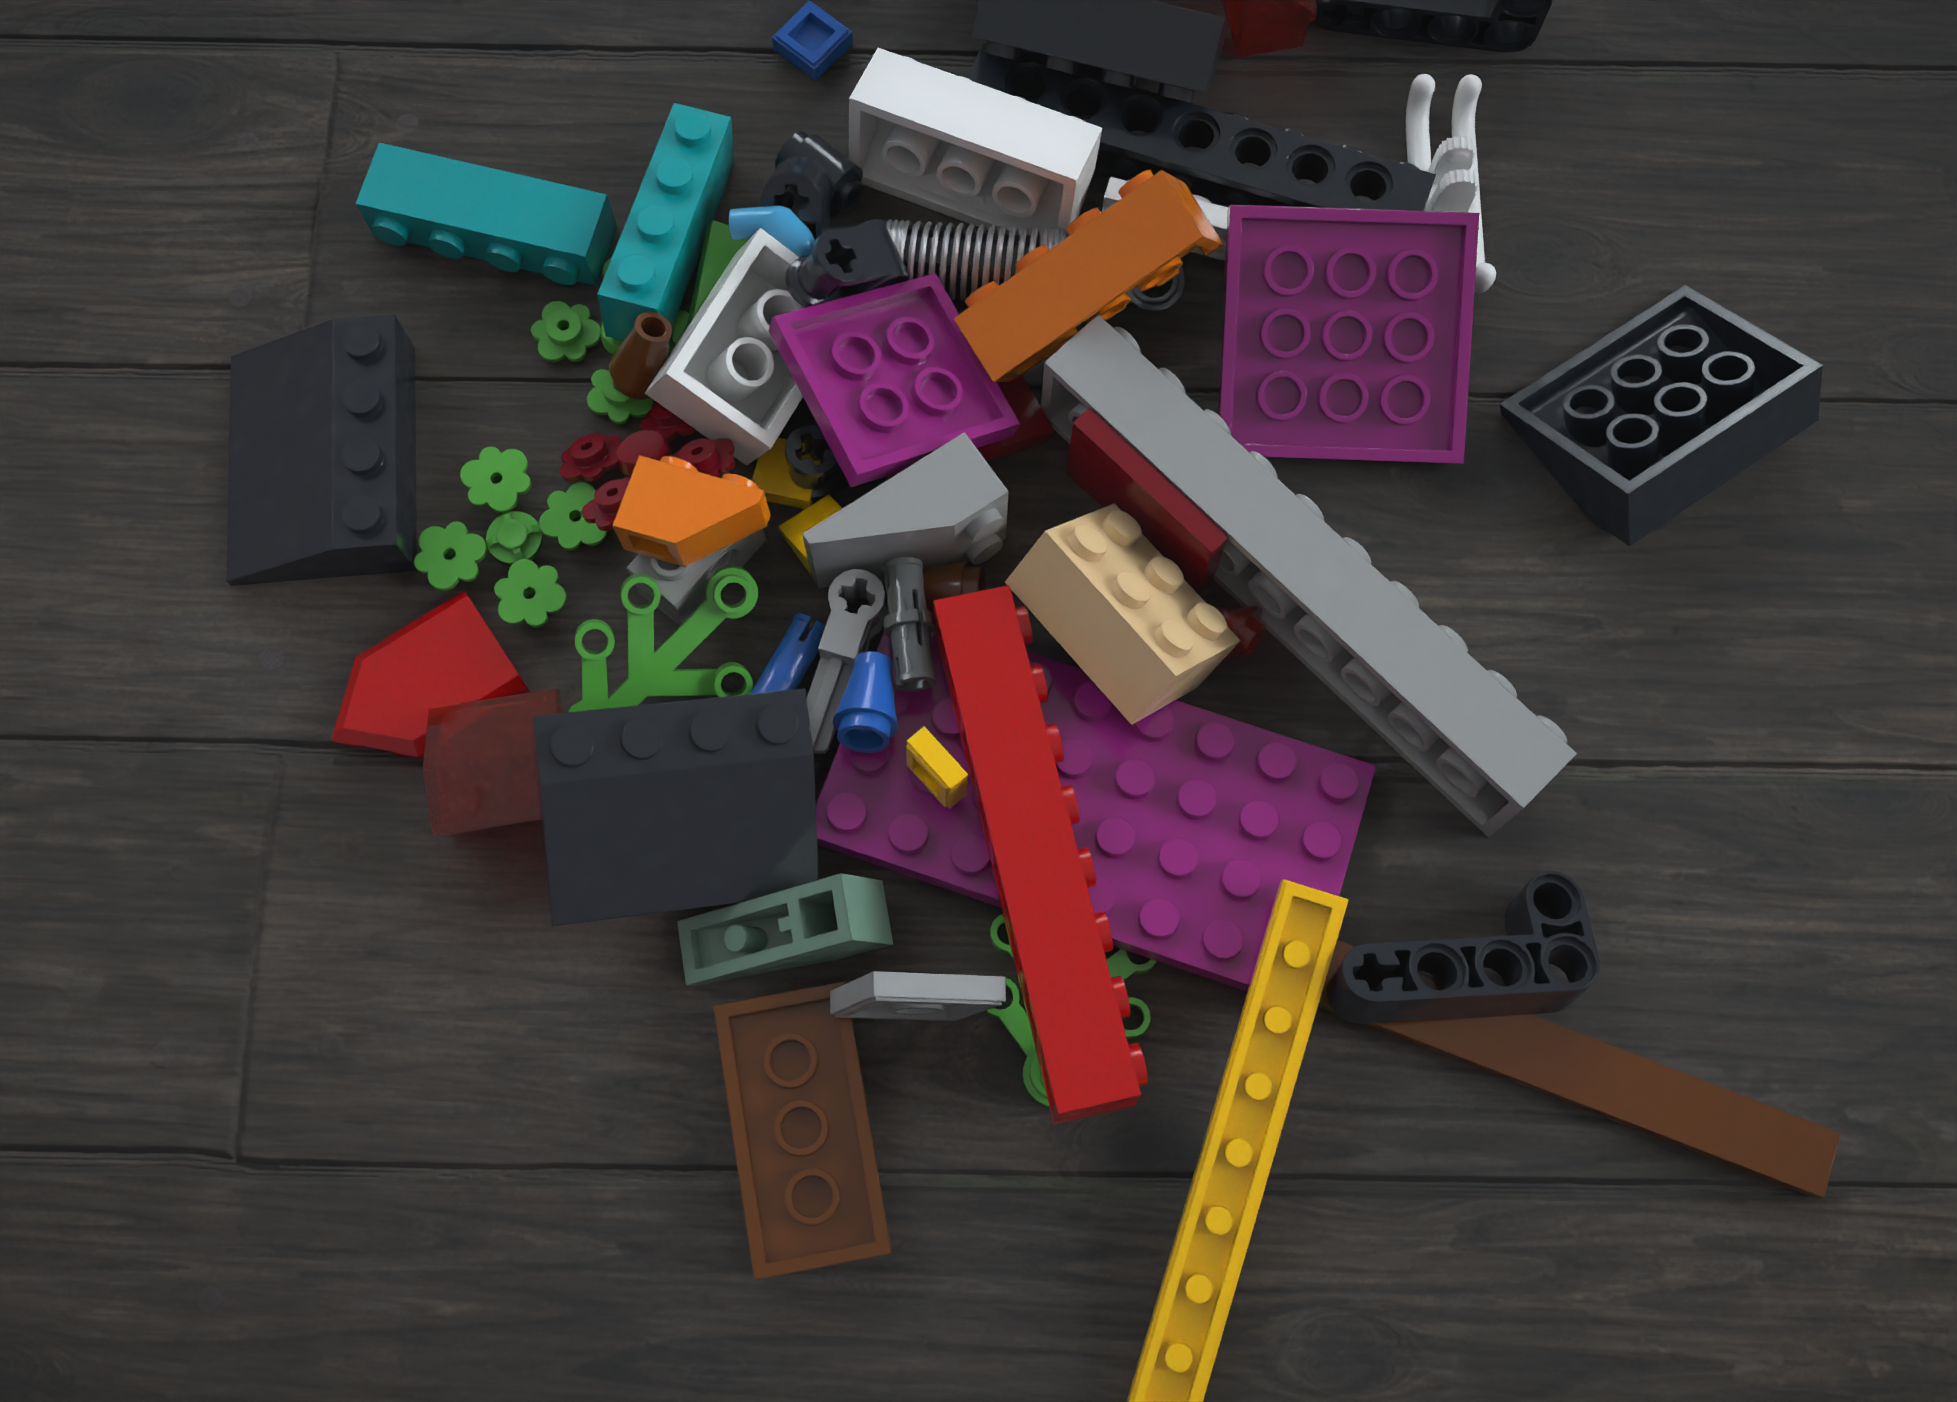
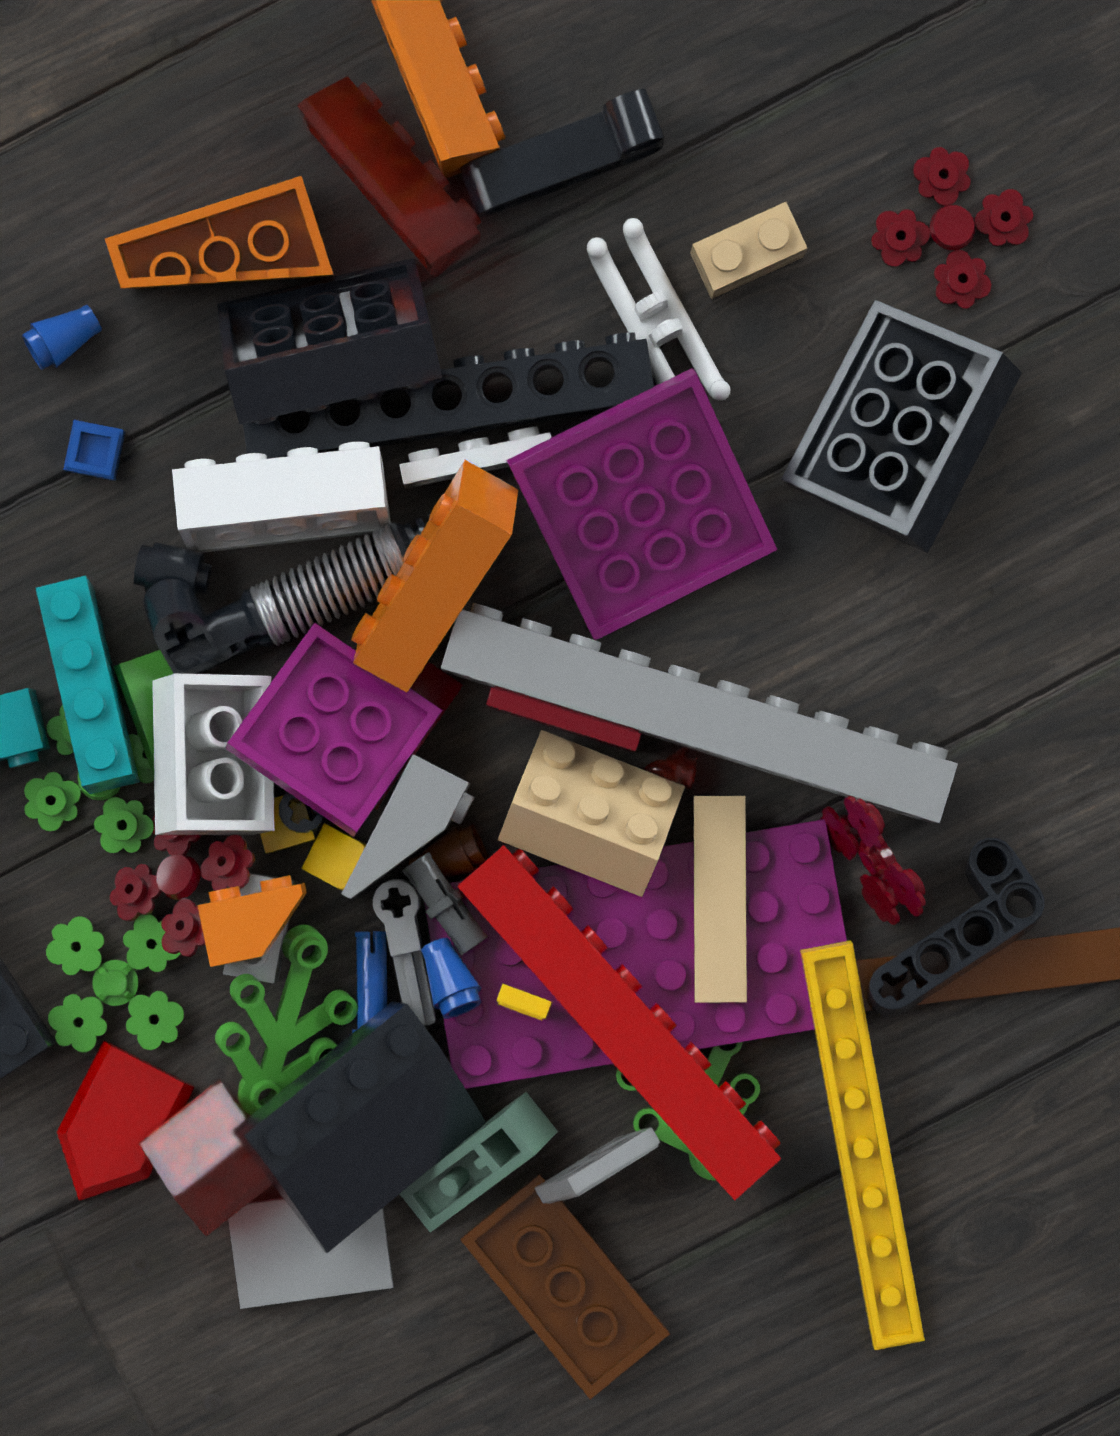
camera: 30 degrees left, 15 degrees up
(504, 930) = (284, 1263): none -> light grey tile
(641, 355) = (133, 805): reddish brown cone -> none
(777, 222) = (178, 656): dark azure arm -> none
(846, 265) = (252, 664): black piece -> none
(1214, 782) = (719, 899): none -> tan tile
(1422, 823) = (877, 858): none -> dark red plant
(1579, 166) = (748, 250): none -> tan brick
(1801, 258) = (952, 227): none -> dark red plant

